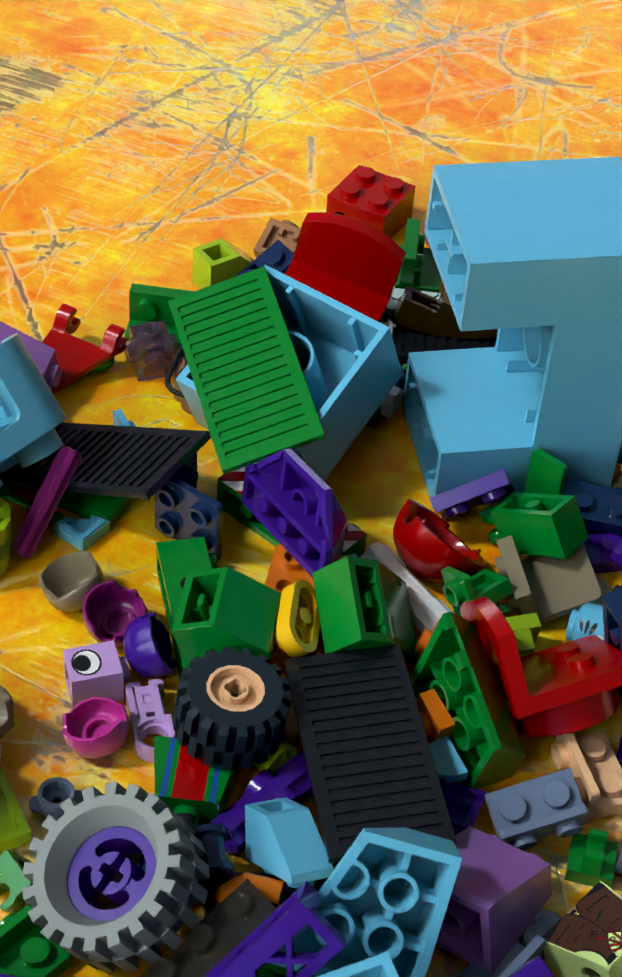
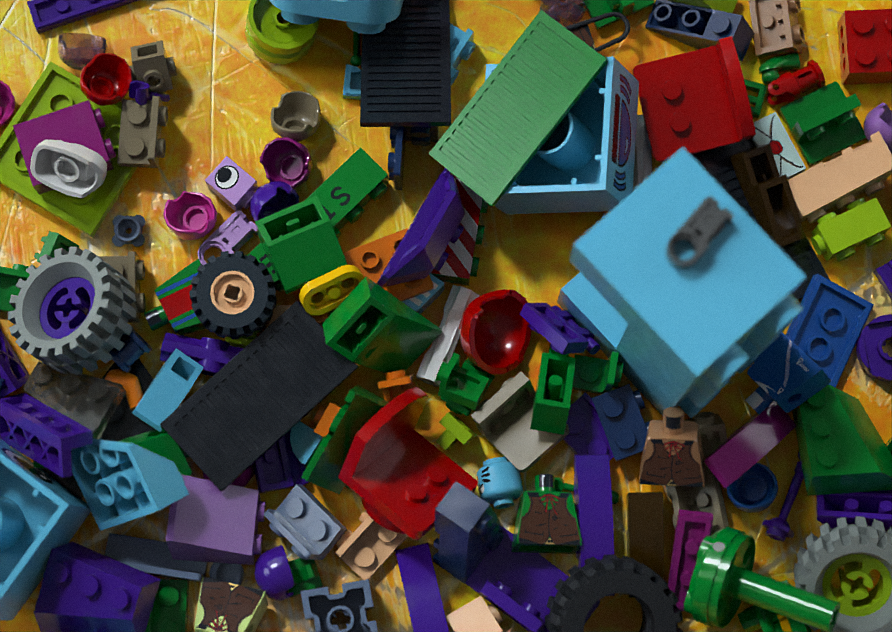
camera: 60 degrees right, 35 degrees up
(46, 502) = (342, 52): magenta axle -> none
(525, 184) = (699, 231): none -> dark grey piece
(579, 864) = (274, 574): none -> dark purple hair

